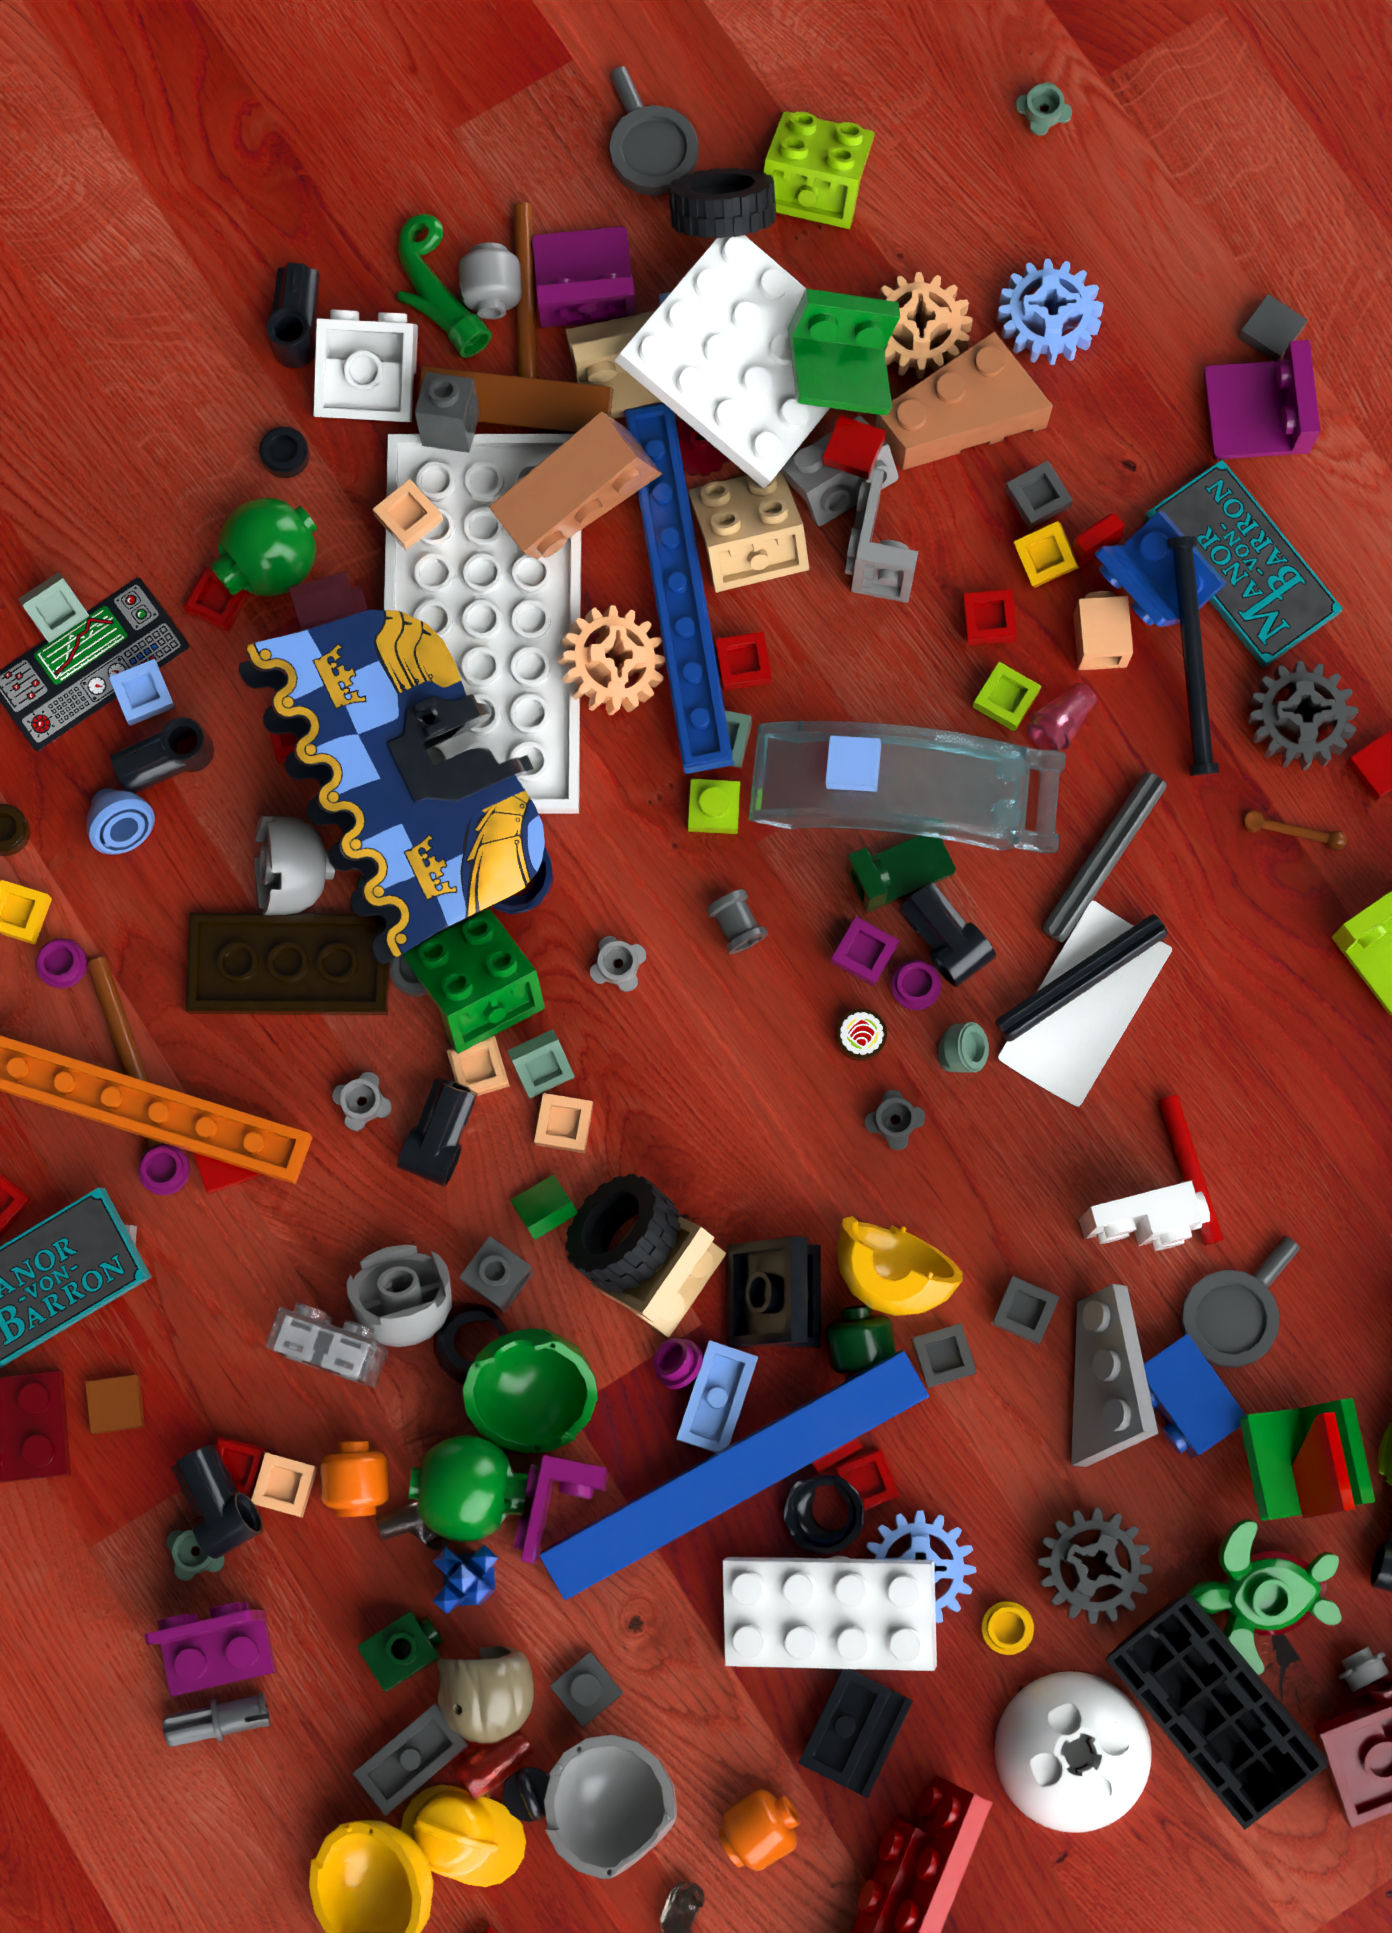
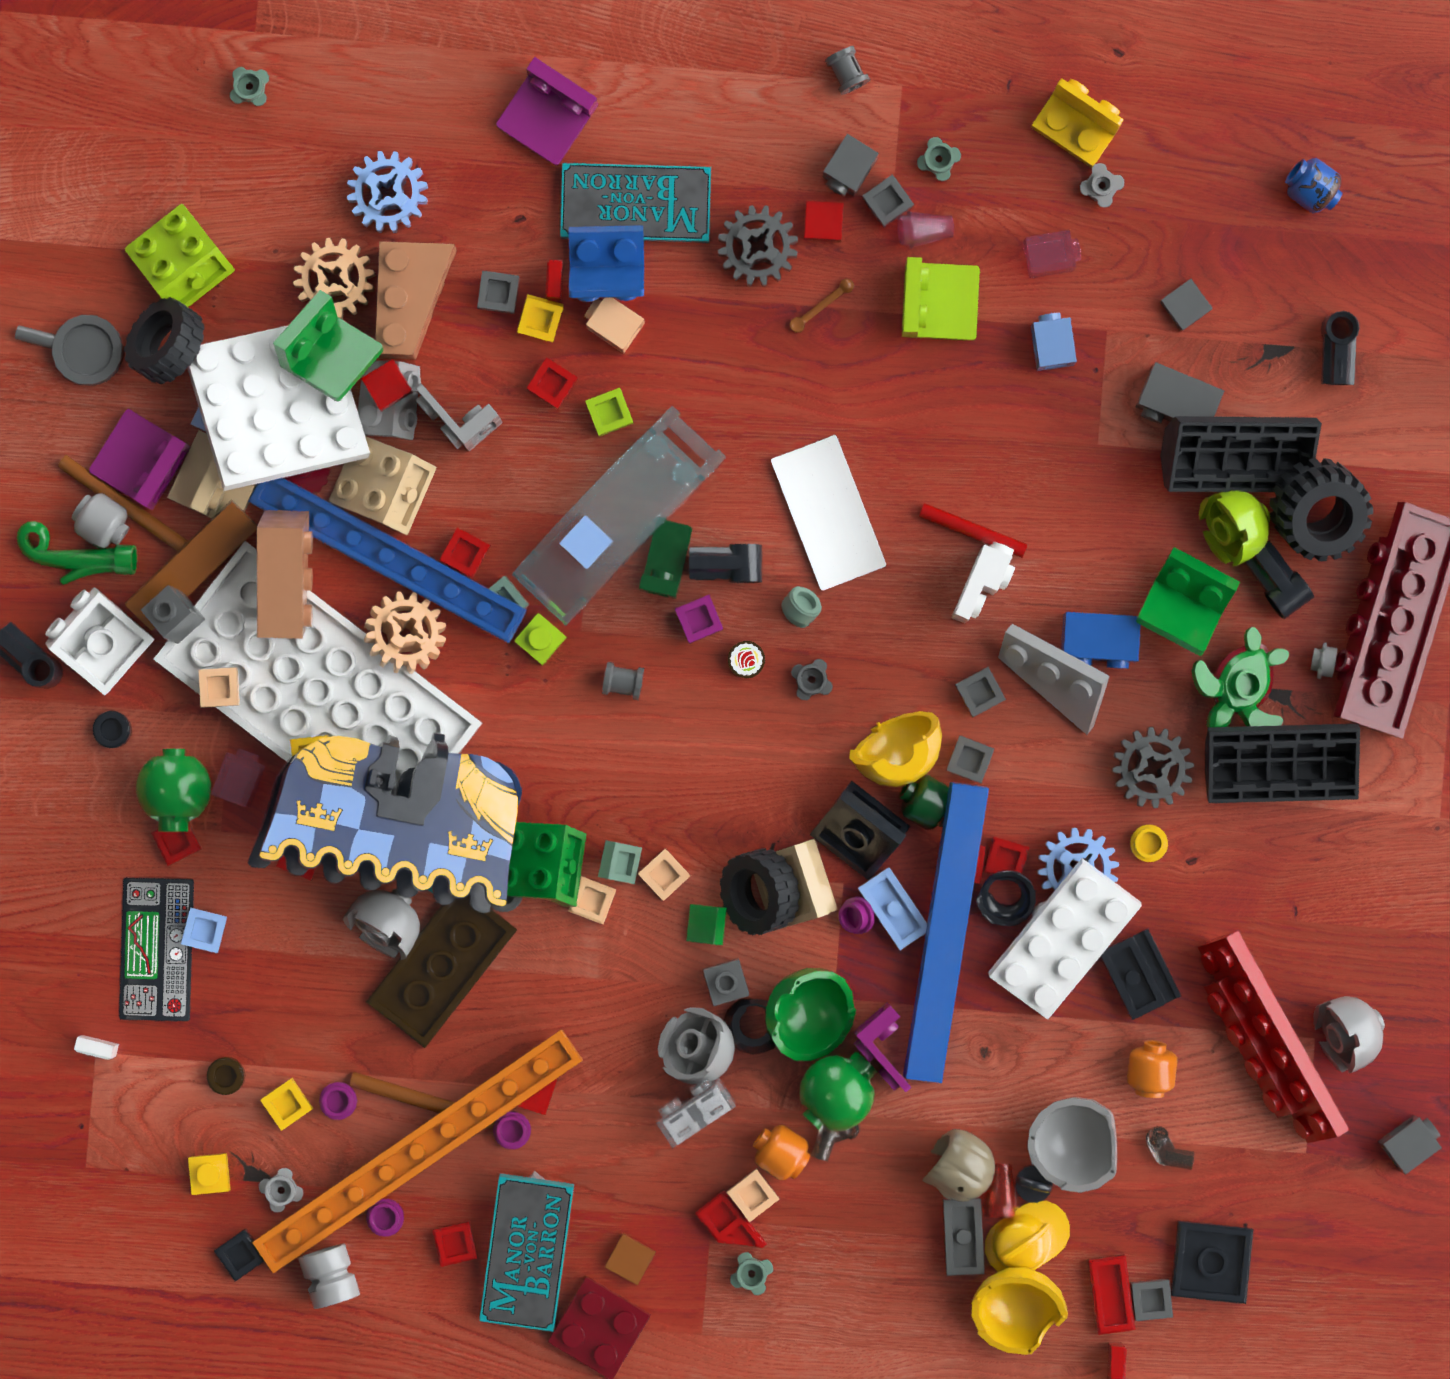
camera: 55 degrees left, 10 degrees up
(53, 607) = (108, 945): plate -> none
(118, 821) = (275, 1003): medium blue brick -> none
(157, 756) = (254, 951): black piece -> none
(215, 1650) = (818, 1302): magenta bracket -> none
(216, 1720) = (857, 1331): dark grey axle -> none
(221, 1512) = (745, 1243): black piece -> none
(366, 1087) = (565, 993): light grey plate -> none
(402, 1649) = (899, 1196): dark green brick -> none
(434, 1144) = (618, 958): black piece -> none
(466, 1578) = (887, 1130): blue rock -> none
(586, 1689) = (1000, 1108): dark grey plate -> none
(614, 950) = (583, 766): light grey plate -> none
(915, 985) = (741, 604): magenta plate -> none
(1044, 1742) = (1219, 852): white piece -> none
(1059, 720) = (648, 391): clear pink cone -> none
(1081, 977) = (813, 504): black axle -> none
(1104, 857) = (750, 431): dark grey axle -> none
(1193, 655) = (672, 283): black bar -> none
(1234, 1313) = (1074, 573): dark grey piece -> none
(1272, 328) = (502, 62): dark grey tile -> none
(1322, 1470) = (1200, 598): red tile -> none

